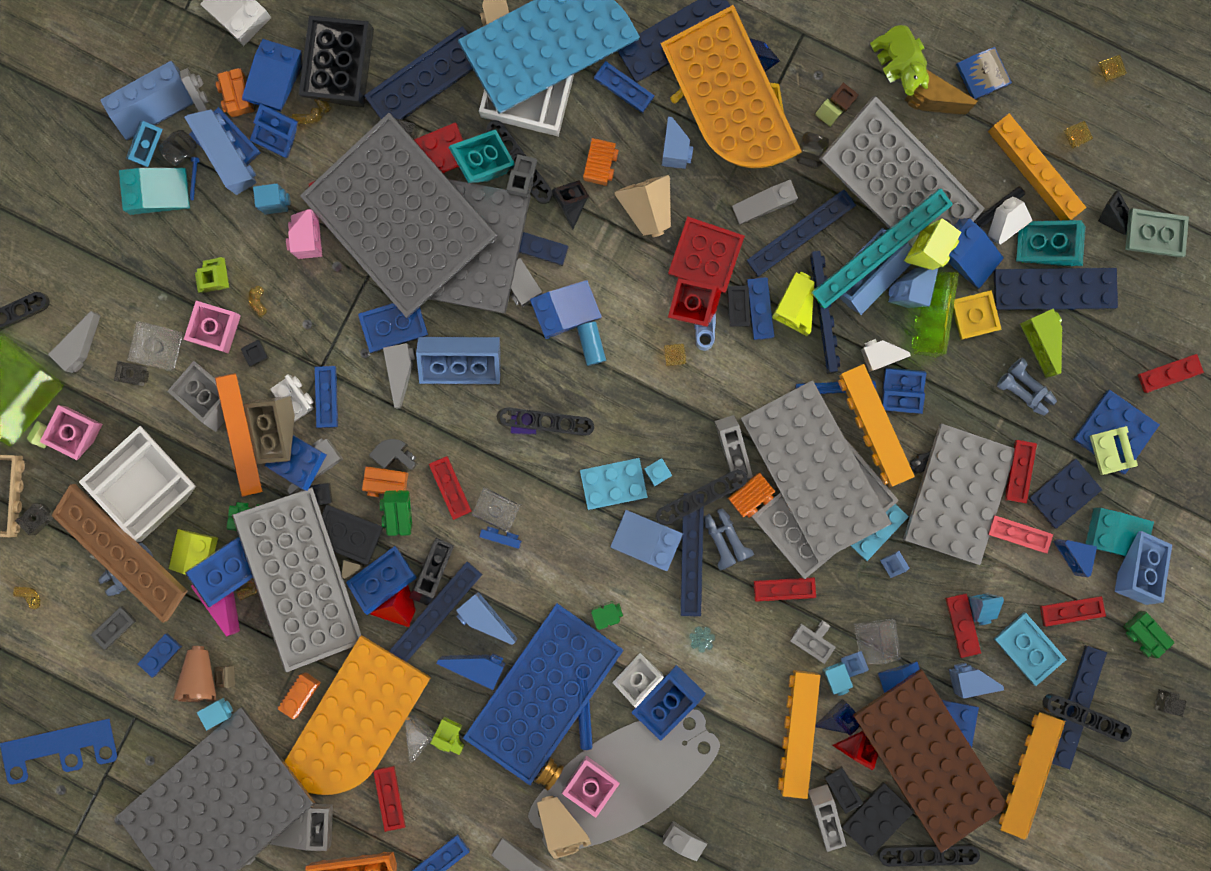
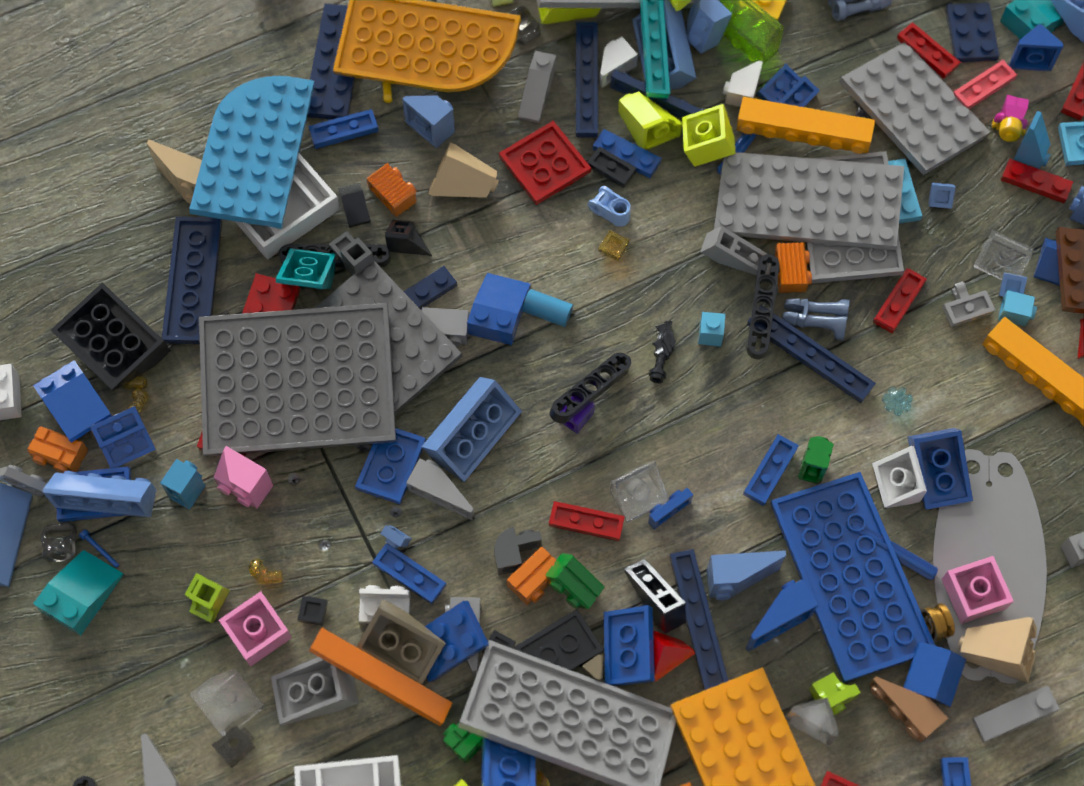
camera: 55 degrees left, 20 degrees down
(144, 143) = (28, 565): dark azure brick -> none
(344, 368) = (395, 537): none -> medium blue plate
(477, 798) = (914, 710): none -> medium nougat slope
(510, 794) = (935, 673): none -> blue slope
(570, 142) = (354, 205): none -> black slope
(581, 587) = (770, 470): none -> blue plate
(613, 483) = (692, 377): medium azure plate -> none
(621, 447) = (664, 347): none -> black piece
(646, 540) = (769, 381): medium blue slope -> none
(694, 302) = (580, 192): red slope -> none
(813, 359) = (708, 135): none -> neon yellow slope
(833, 243) = (617, 56): none -> white slope
(839, 719) = (1057, 330): clear blue slope -> none
(1001, 575) = (1011, 119): none -> piece

